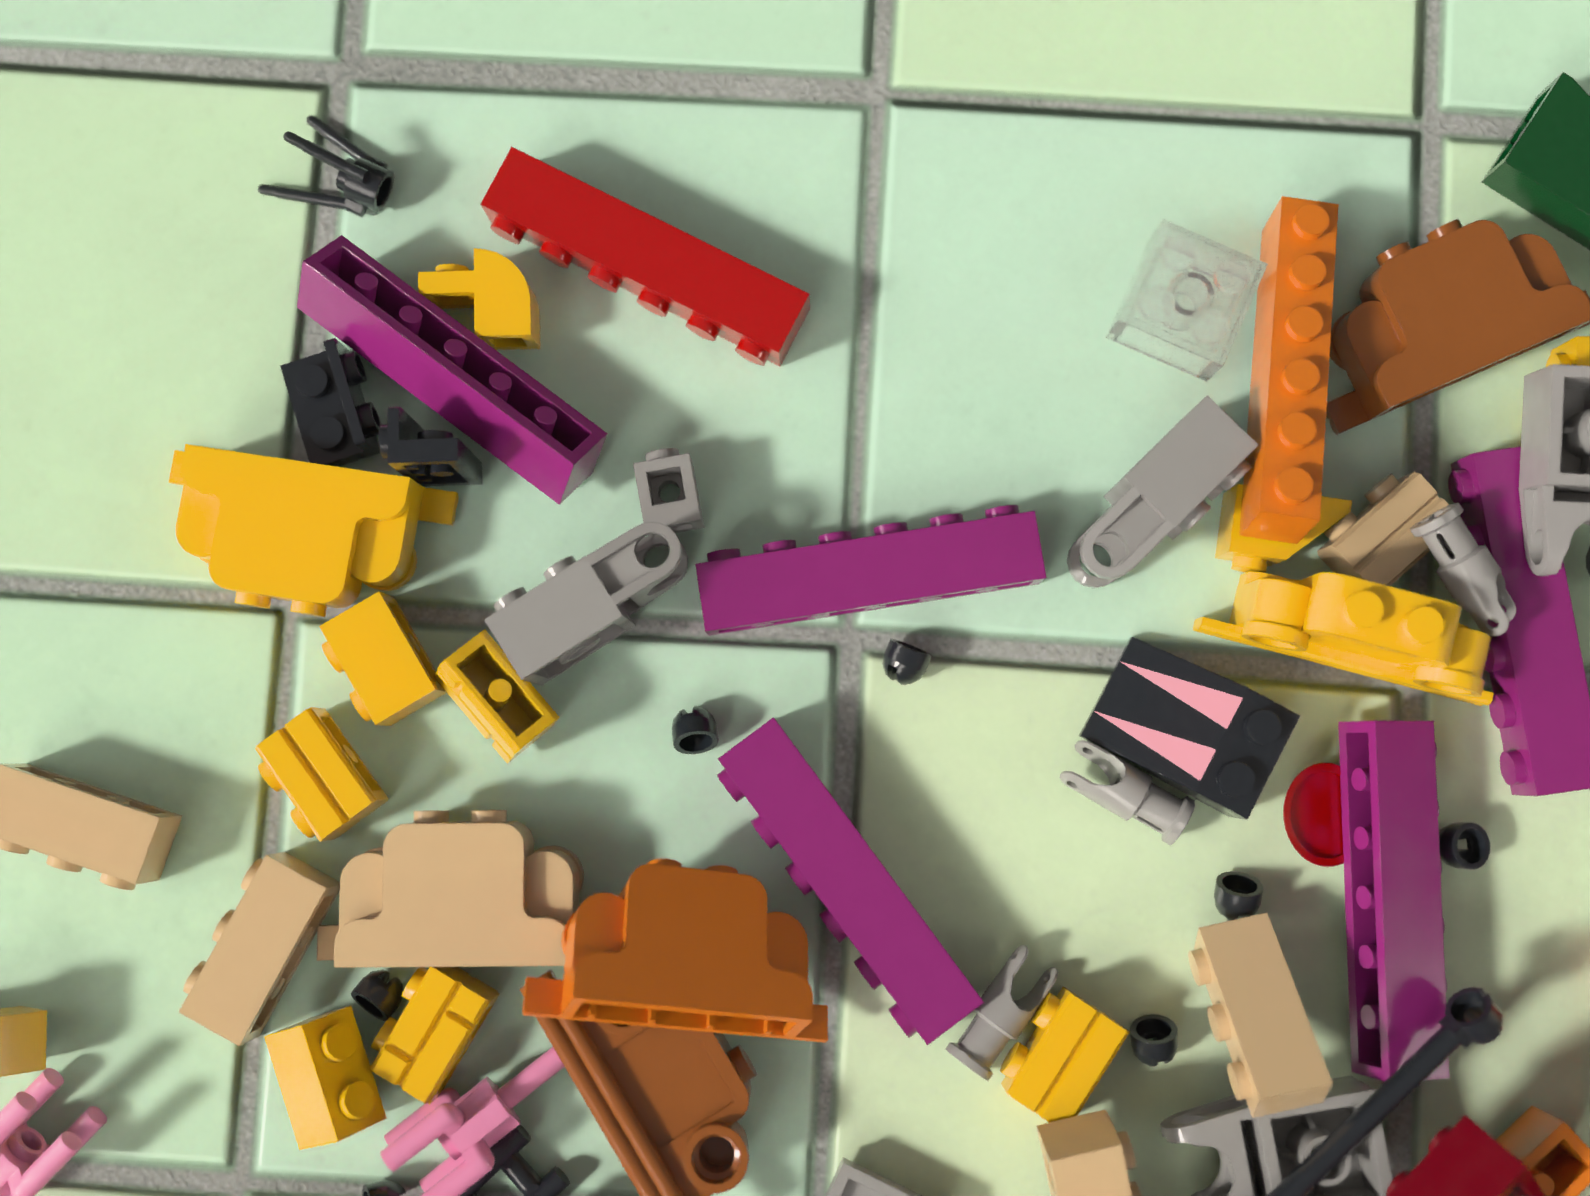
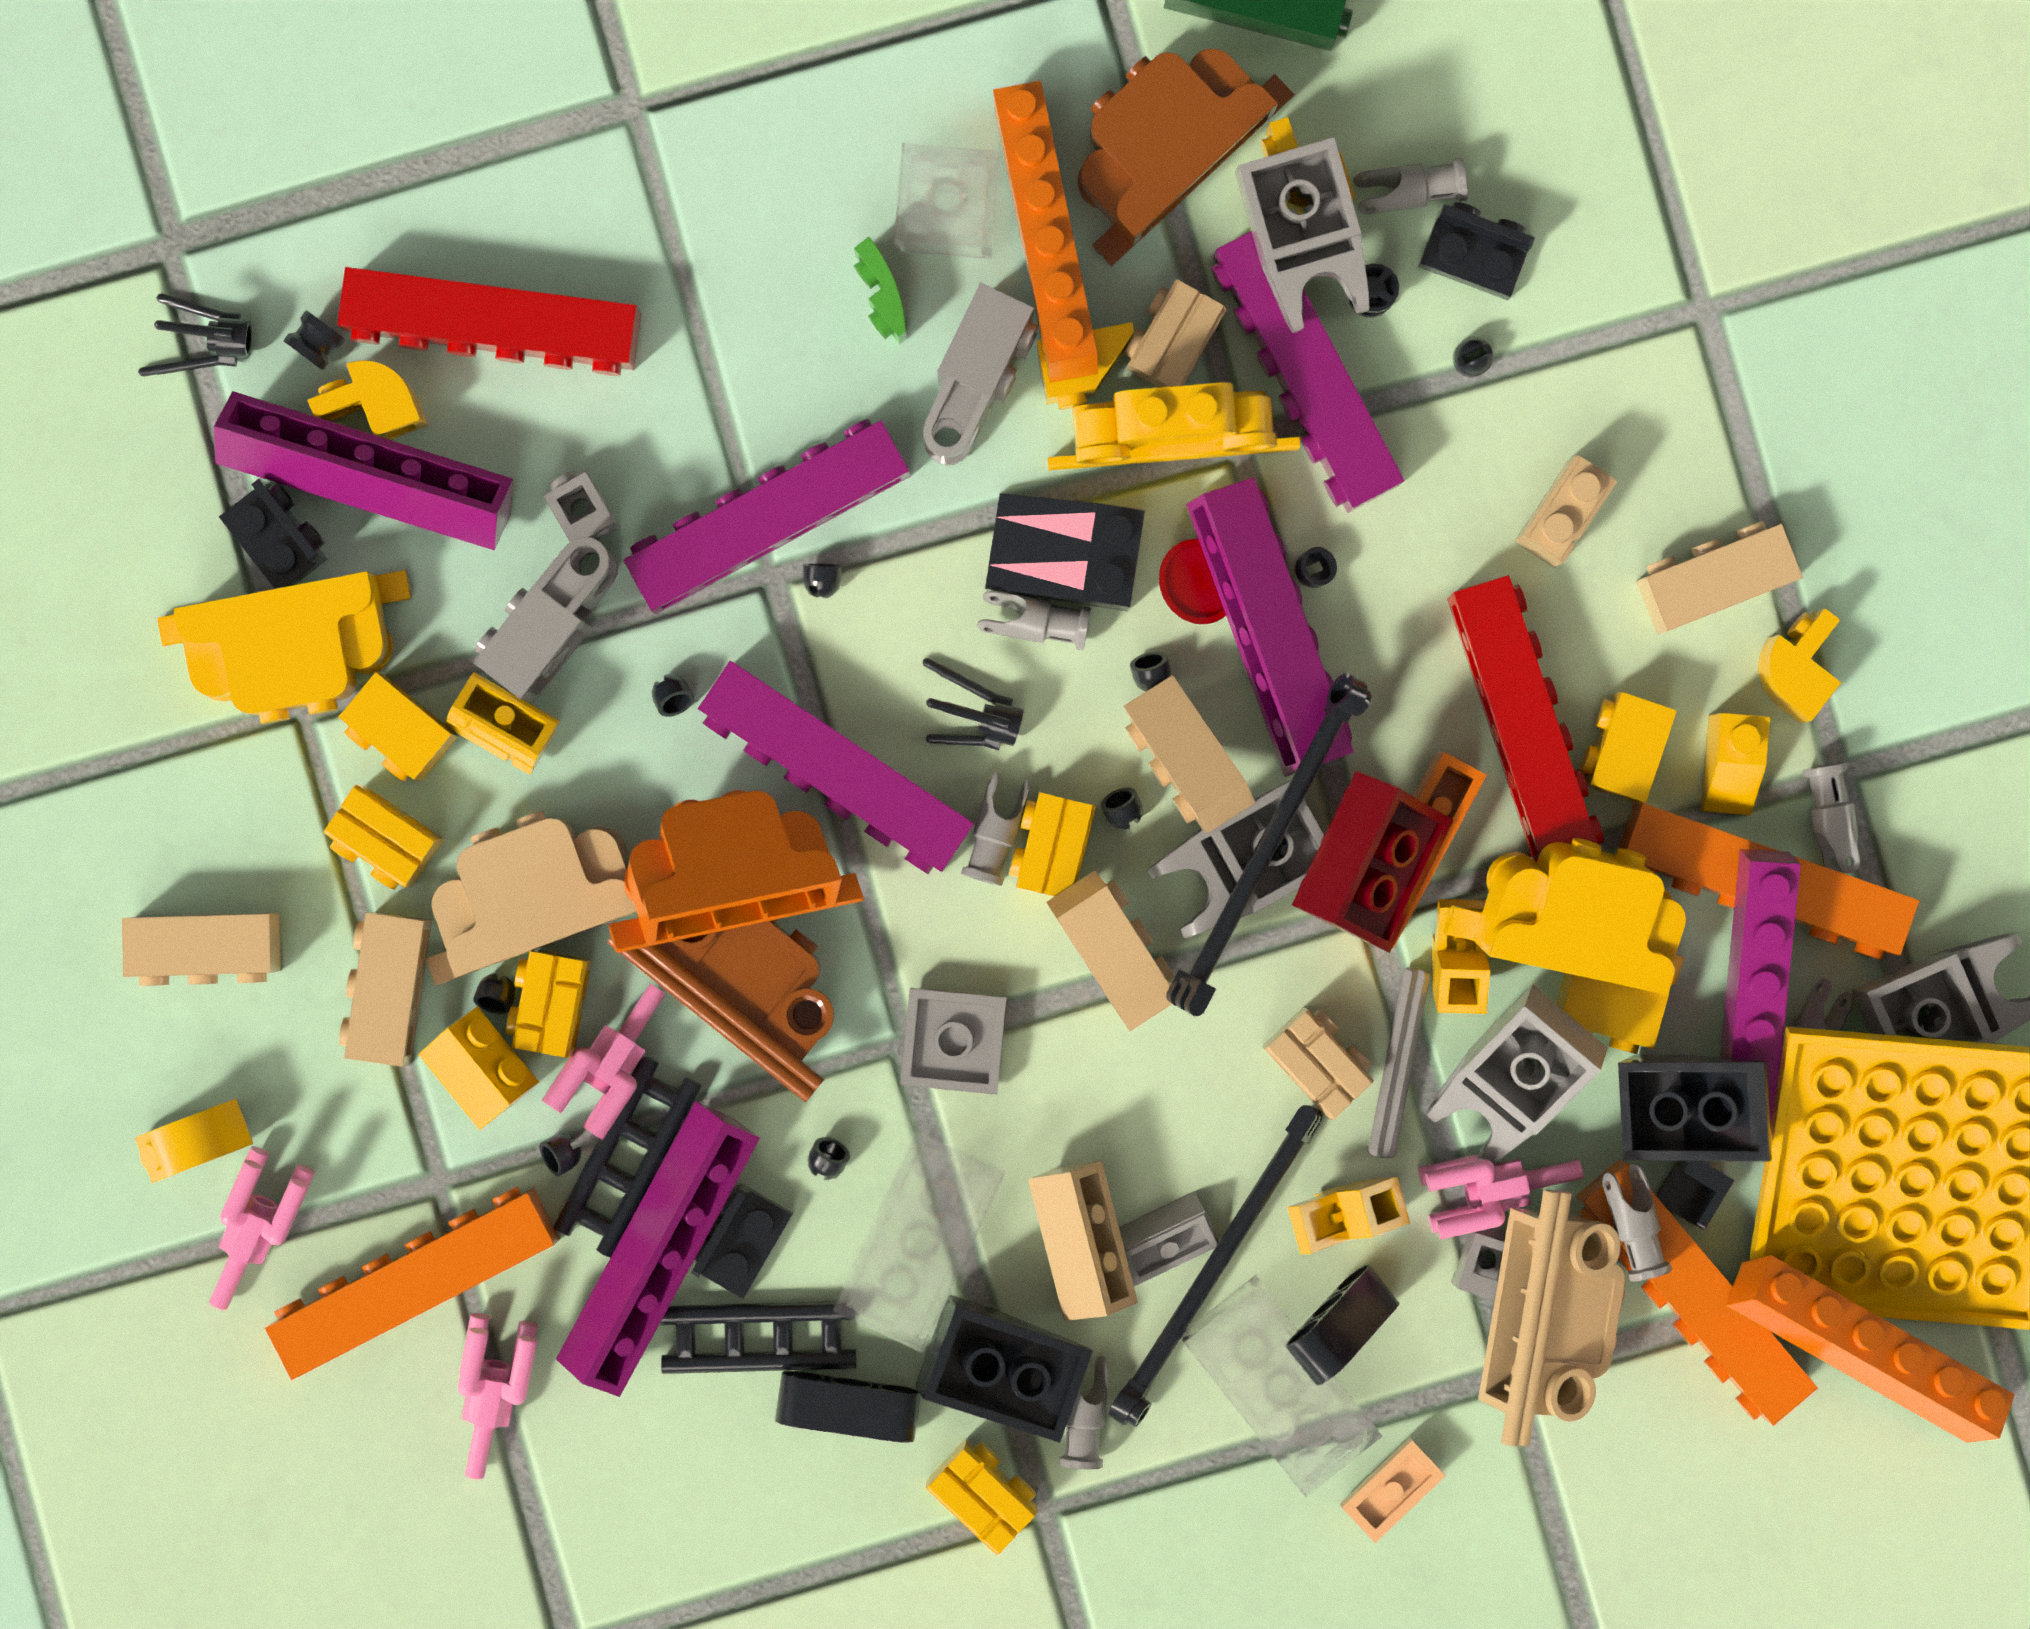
camera: 25 degrees left, 5 degrees up
(426, 455) = (374, 548): black bracket -> none
(452, 215) = (314, 340): none -> black wheel
(1046, 890) = (998, 722): none -> black plant
(1079, 390) = (886, 303): none -> bright green slope
(1467, 569) = (1238, 348): light grey piece -> none

